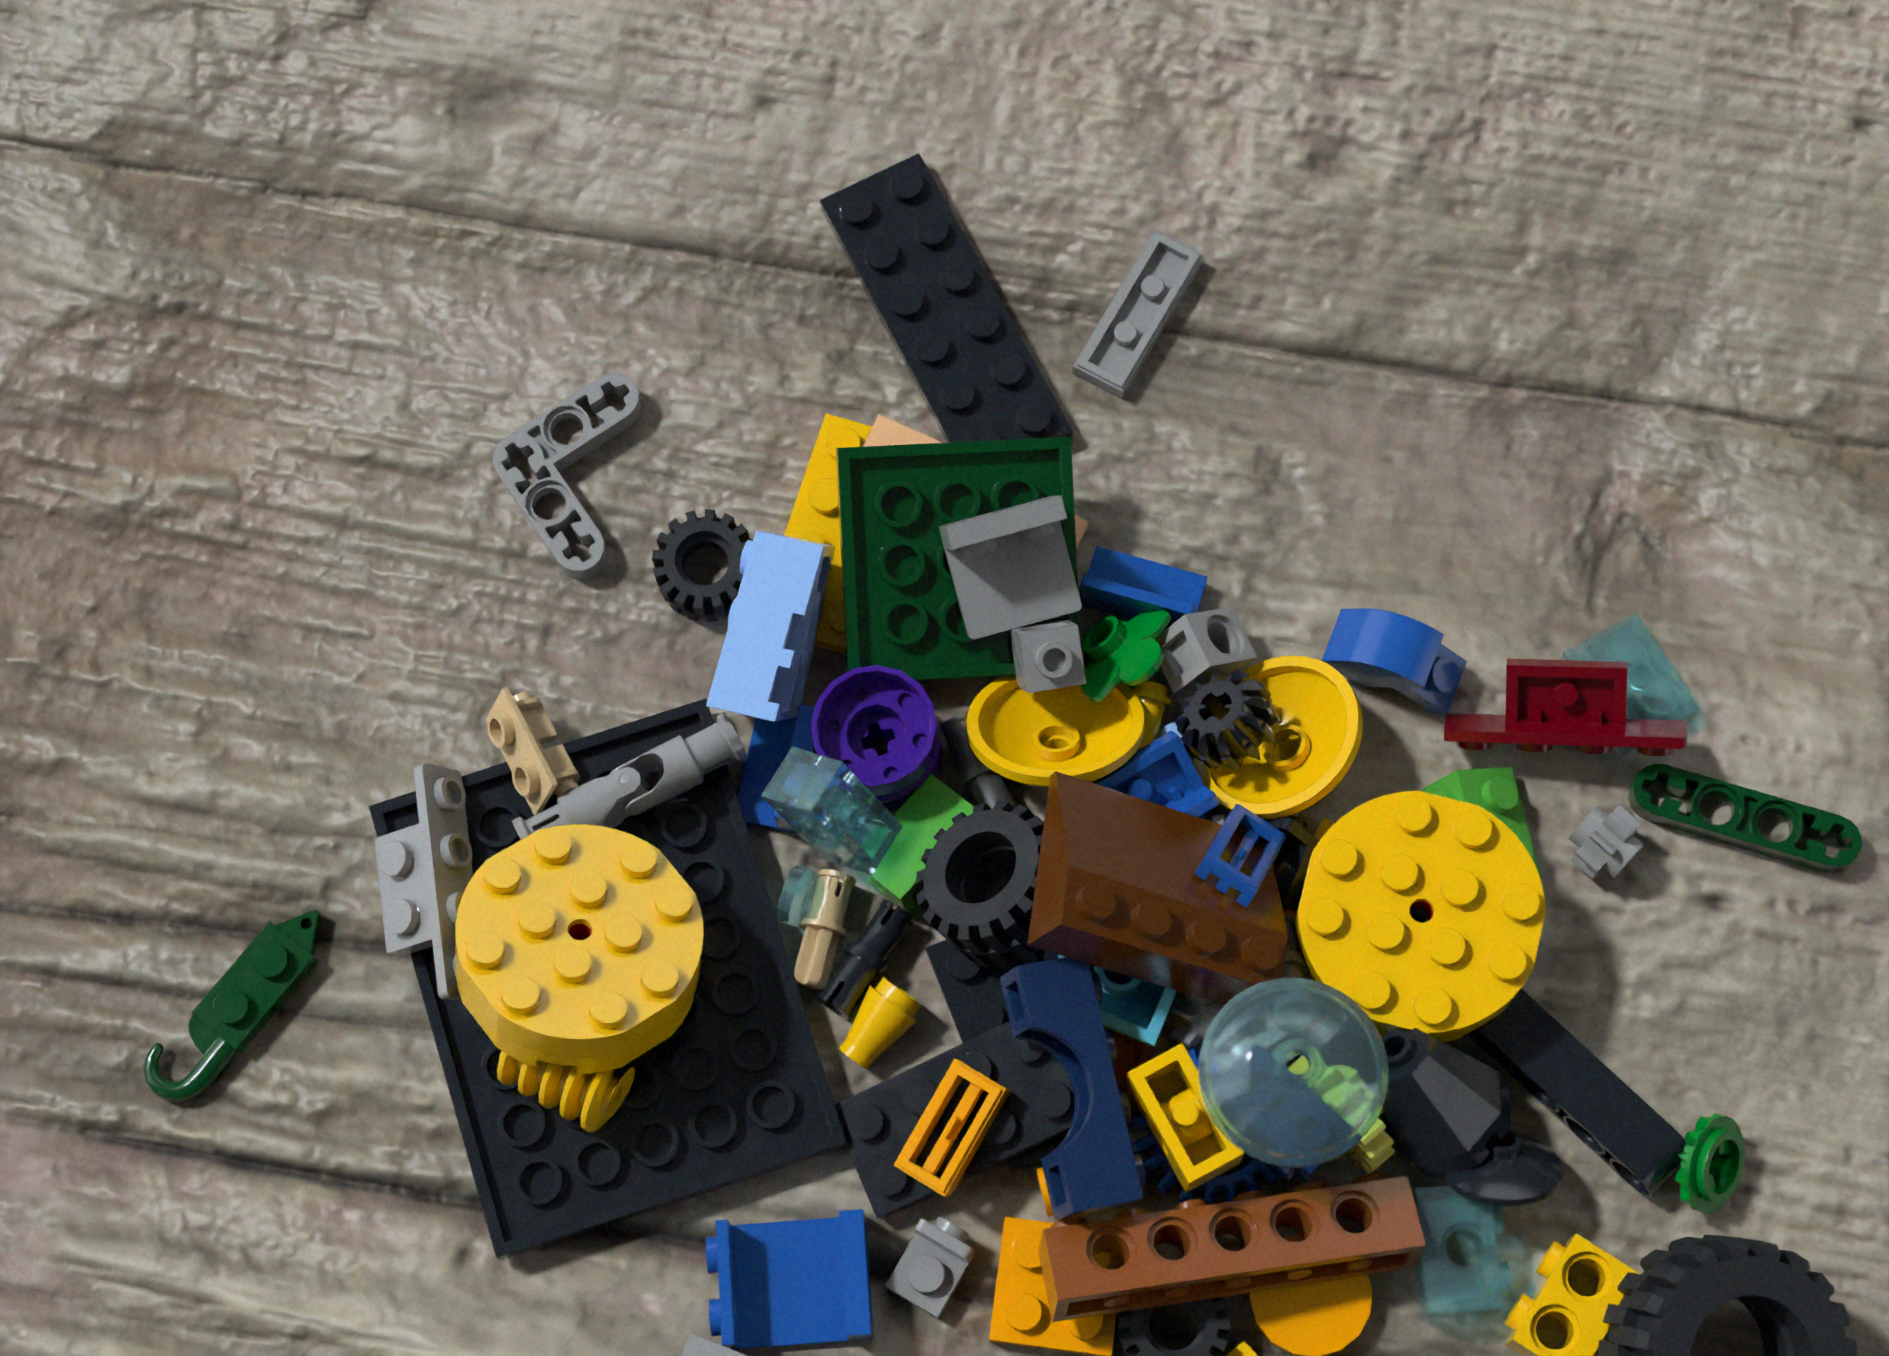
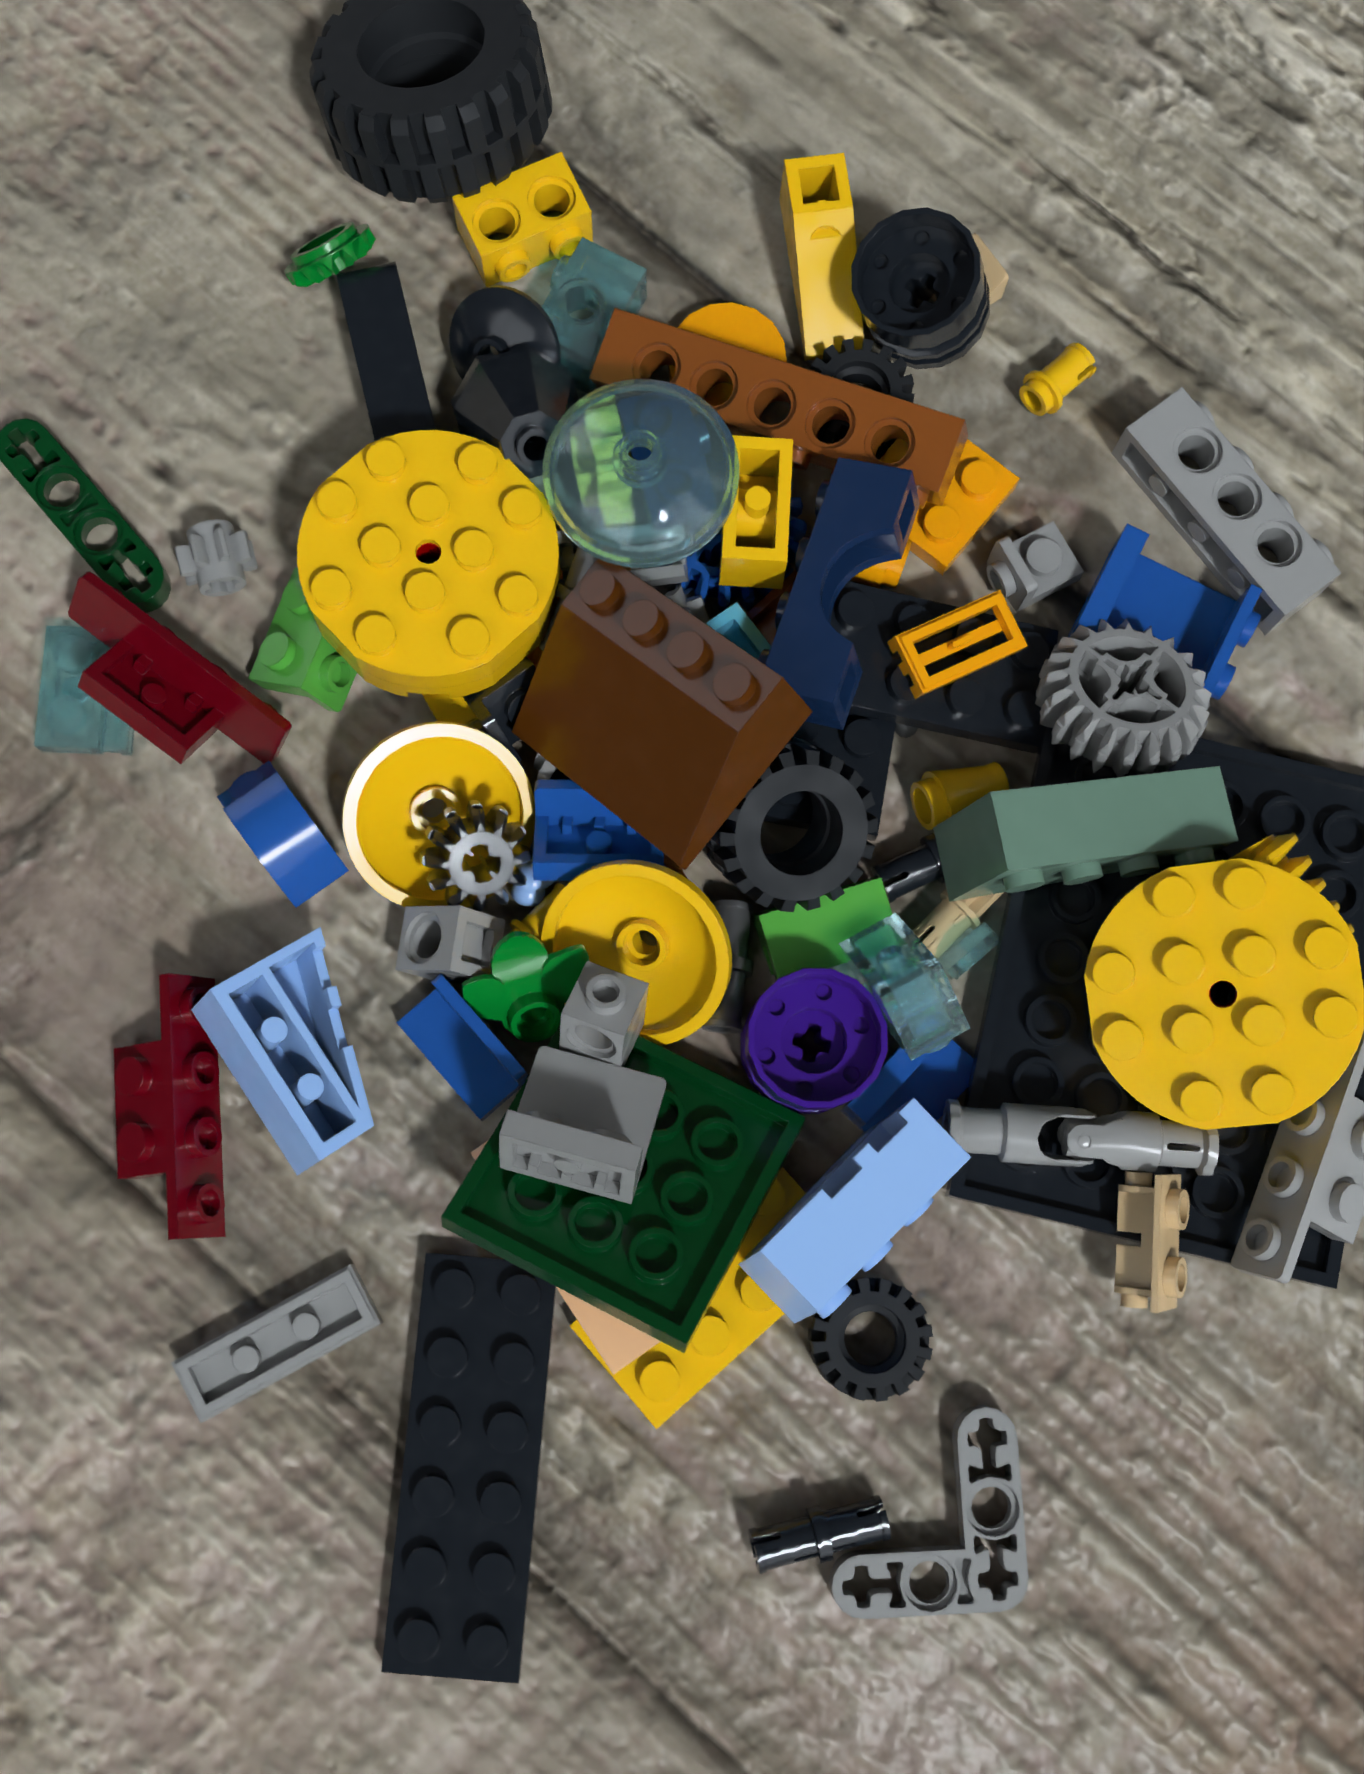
camera: 160 degrees left, 5 degrees up
(665, 414) = (819, 1534): none -> black pin
(751, 1024) = (1084, 831): none -> sand green wedge
(761, 1163) = (1123, 699): none -> light grey gear
(1230, 872) = (558, 715): blue tile -> none
(1270, 501) = (289, 1050): none -> light blue wedge
(1328, 418) = (172, 1112): none -> dark red bracket

